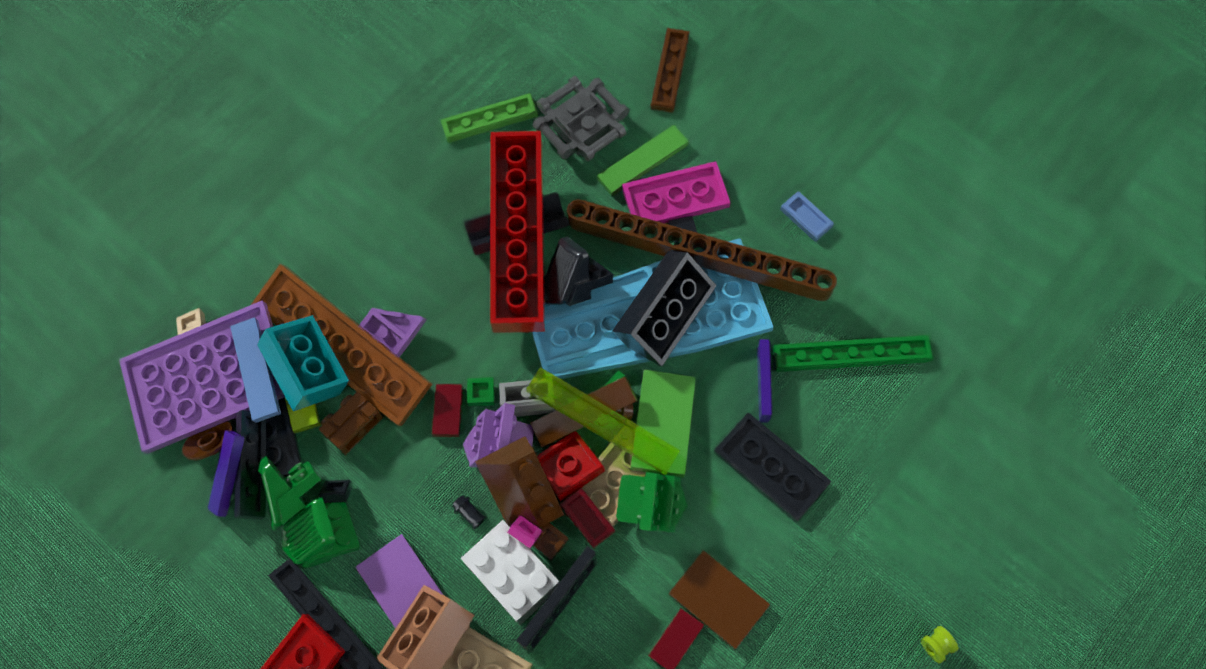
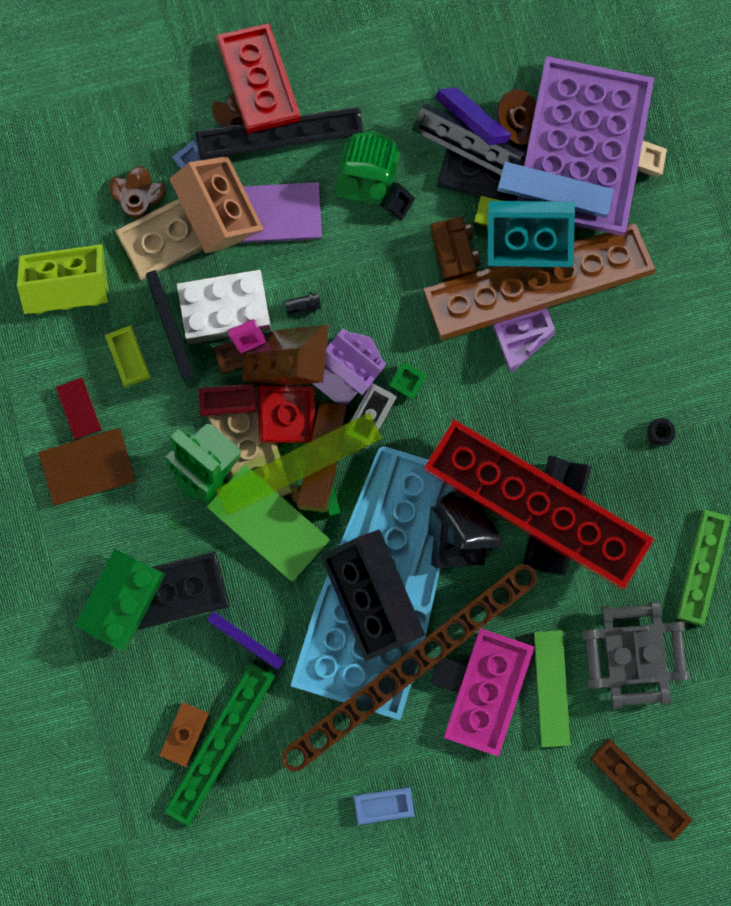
camera: 115 degrees right, 15 degrees up
(285, 493) = (420, 160): green piece -> none
(407, 191) = (669, 432): none -> black plate
(447, 410) = (411, 342): dark red tile -> none
(604, 629) = (128, 356): none -> lime tile
(806, 492) = (120, 600): none -> green slope
(866, 382) = (184, 734): none -> dark orange plate

